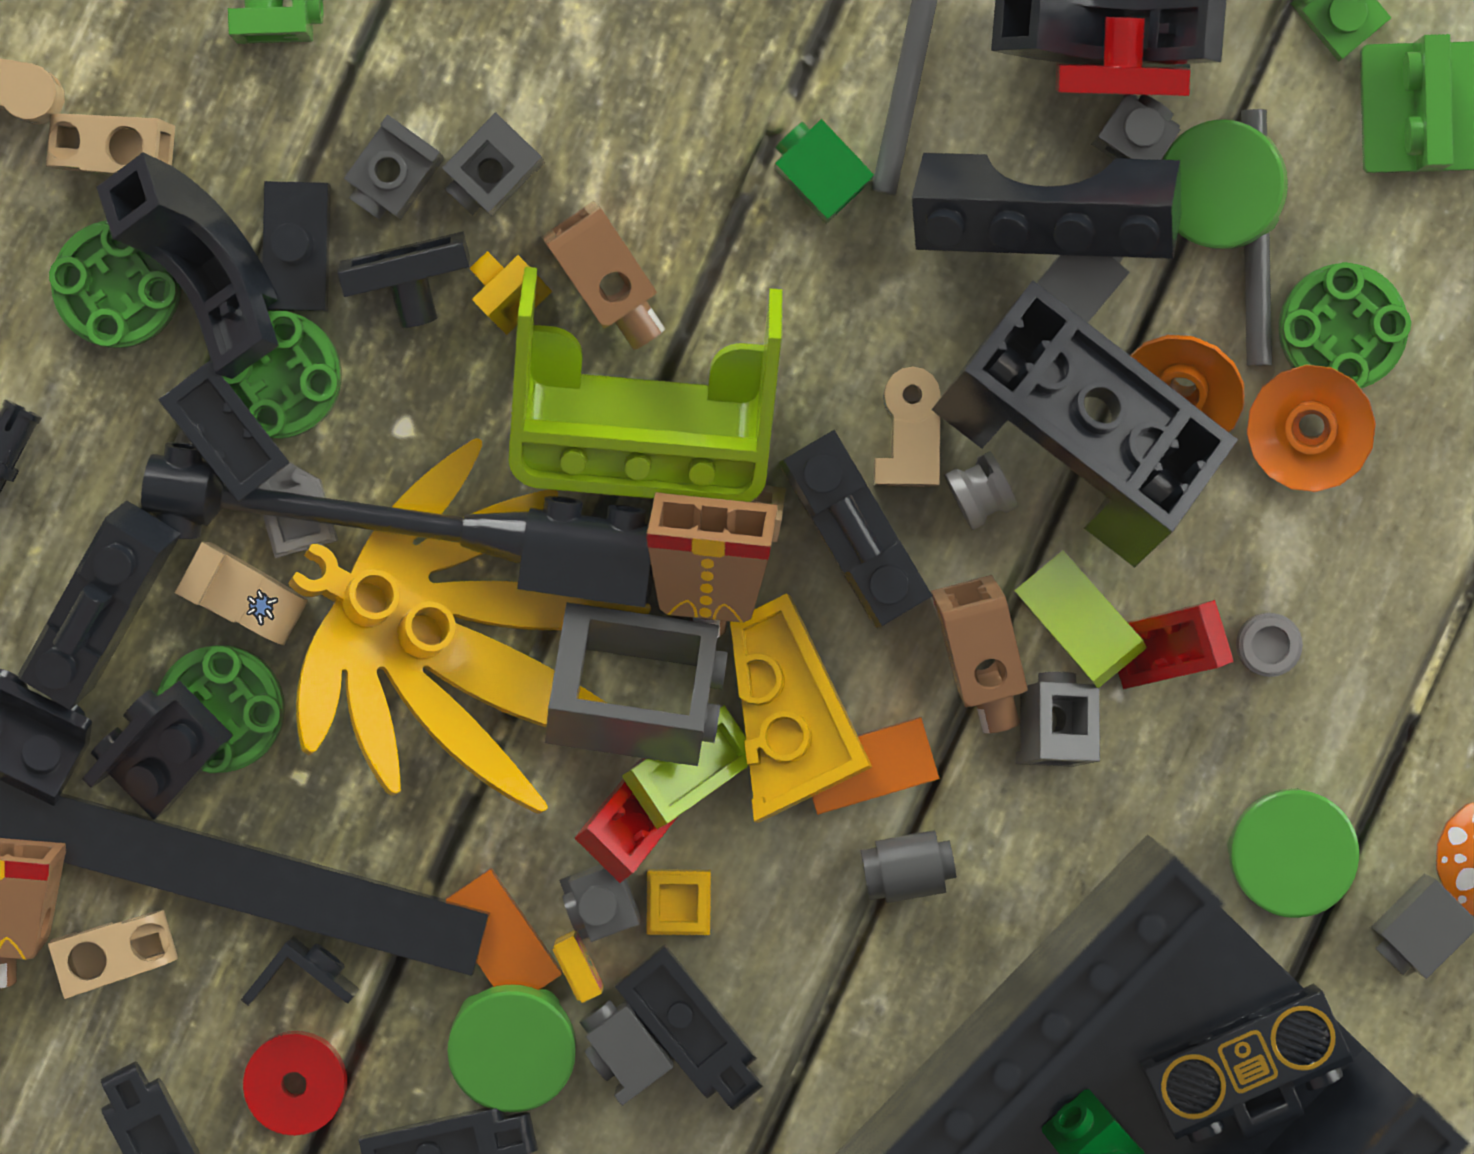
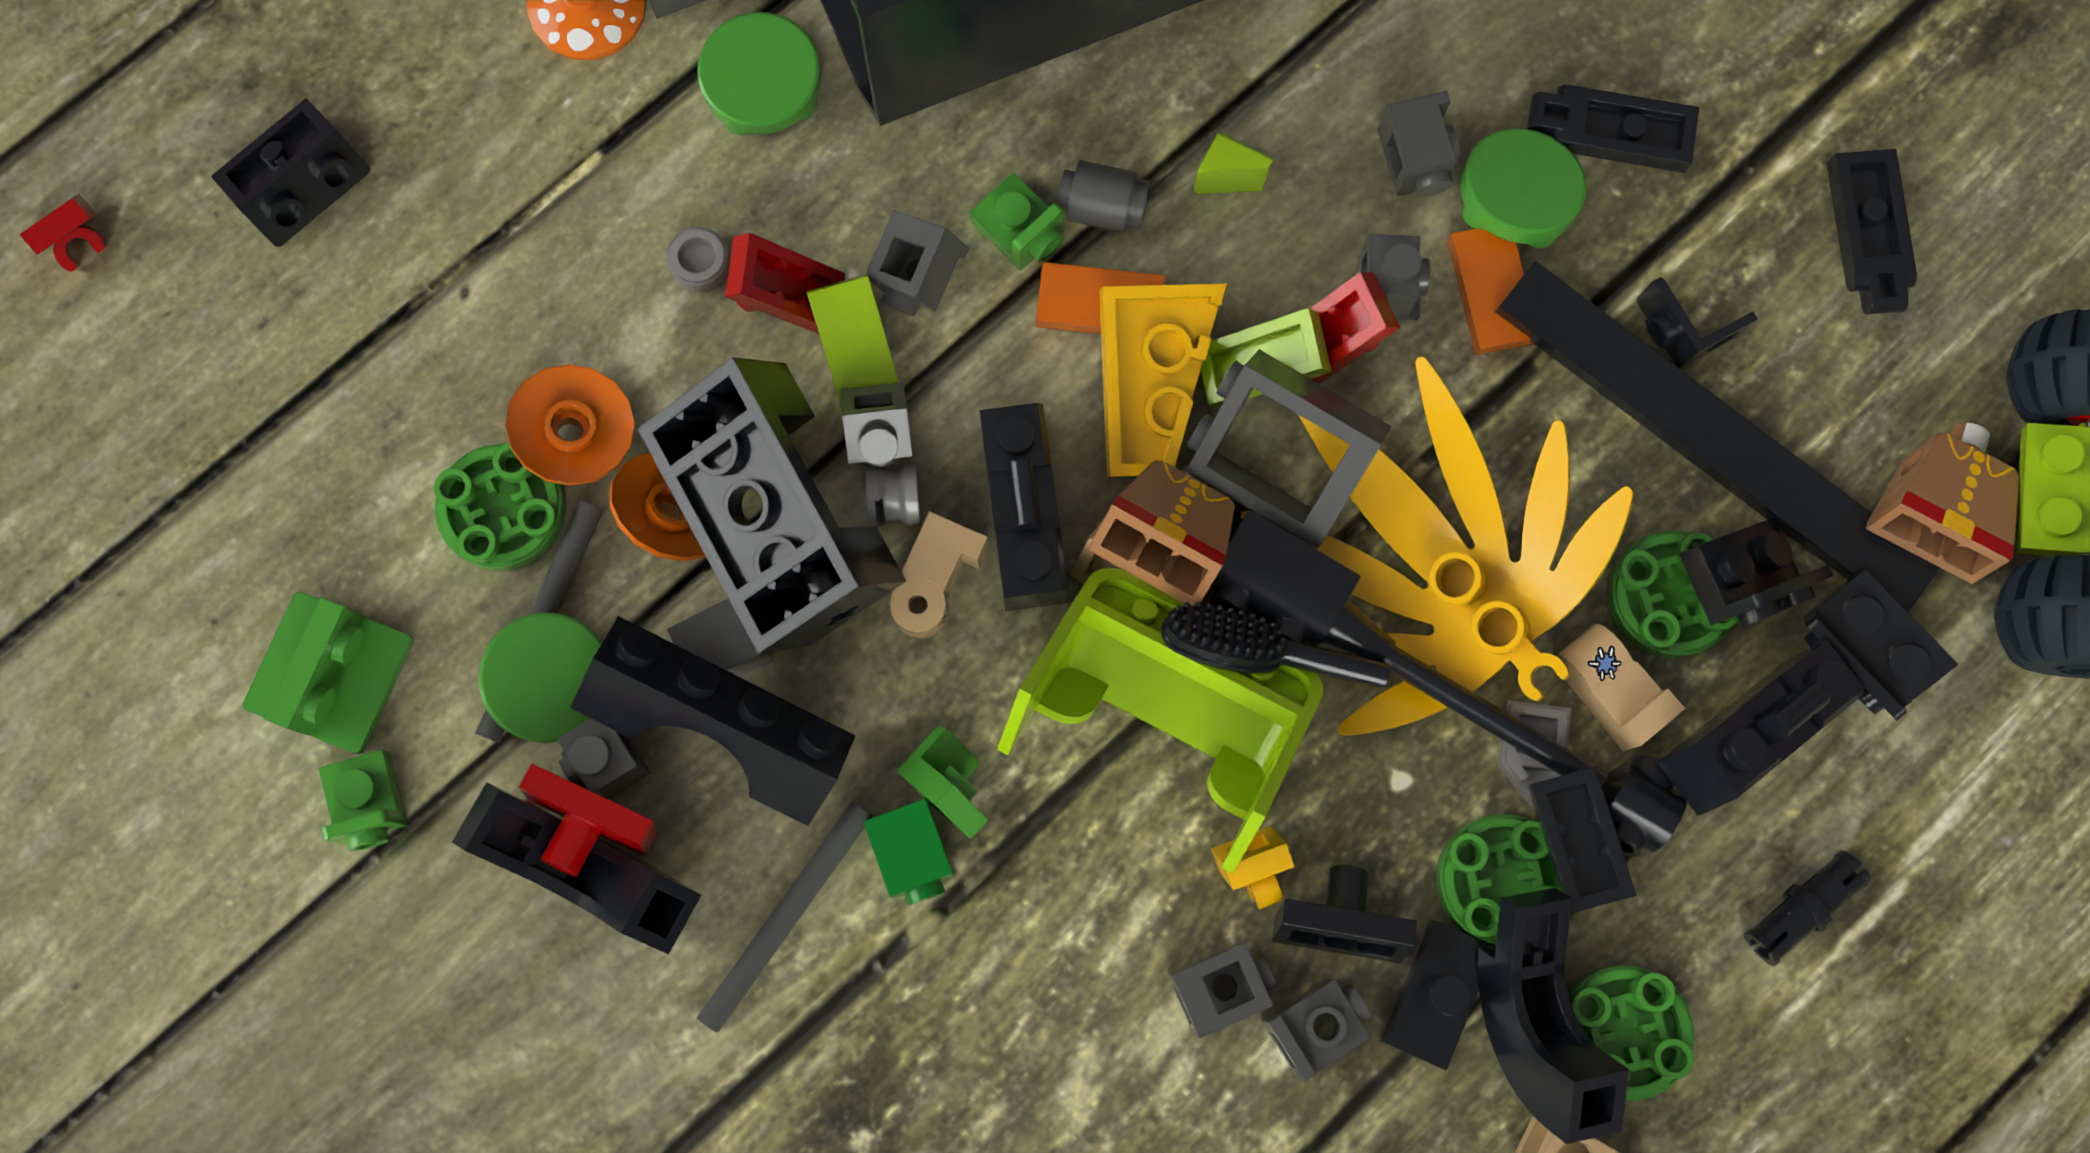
camera: 160 degrees left, 10 degrees down
(111, 952) = (1859, 414): tan leg -> none
(278, 1107) = (1742, 219): red piece -> none
(577, 966) = (1436, 229): yellow tile -> none
(591, 249) = (1164, 862): medium nougat torso -> none
(592, 479) = (1252, 646): none -> black piece
(678, 902) = (1319, 254): yellow tile -> none
(691, 1028) = (1354, 143): black hinge -> none
(798, 949) = (1232, 168): none -> lime slope
(826, 246) = (940, 774): none -> bright green bracket
(975, 629) = (954, 354): medium nougat torso -> none
(979, 810) = (1019, 222): none -> bright green bracket
(1016, 533) = (879, 433): none -> brick

